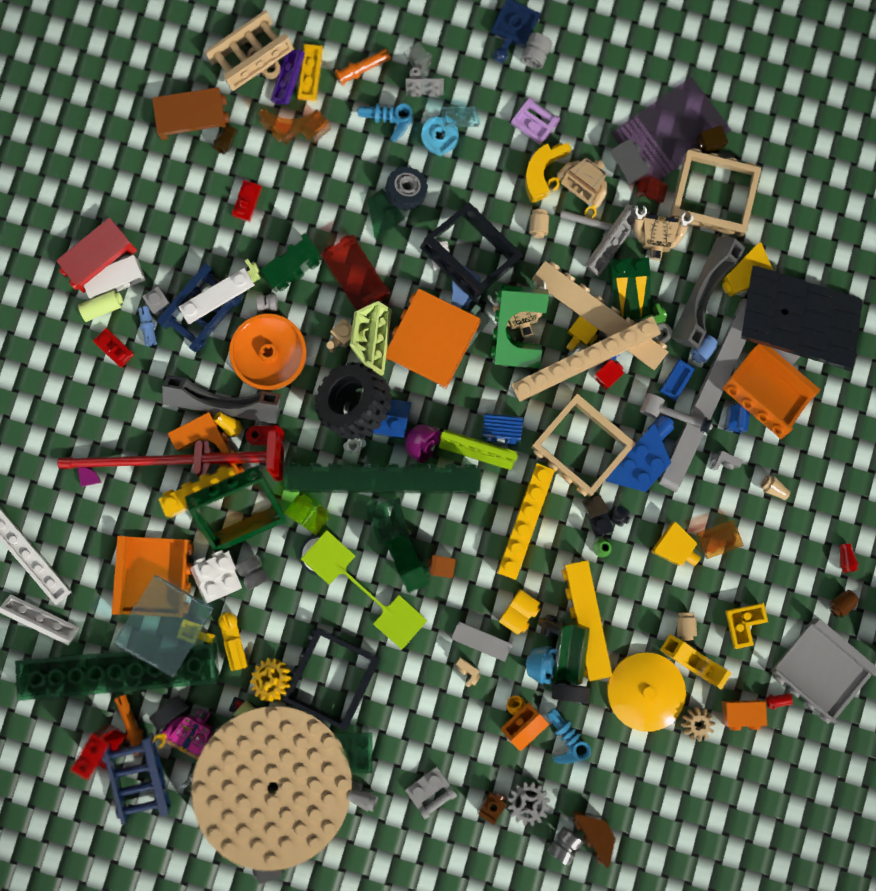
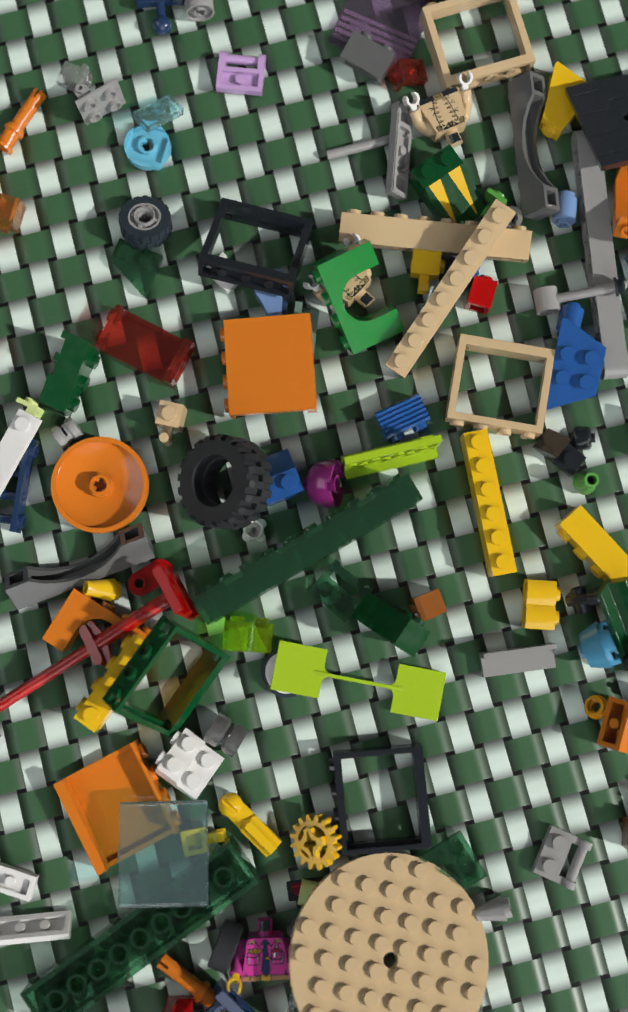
camera: 25 degrees left, 0 degrees up
(371, 335) = (202, 400): yellowish green wedge -> none
(389, 114) = (79, 154): dark azure piece -> none
(465, 668) = (520, 698): tan bracket -> none
(534, 180) = (279, 136): yellow arch -> none
(539, 223) = (310, 178): tan brick -> none
(584, 180) = (332, 104): tan torso -> none
(677, 380) = (555, 259): blue tile -> none

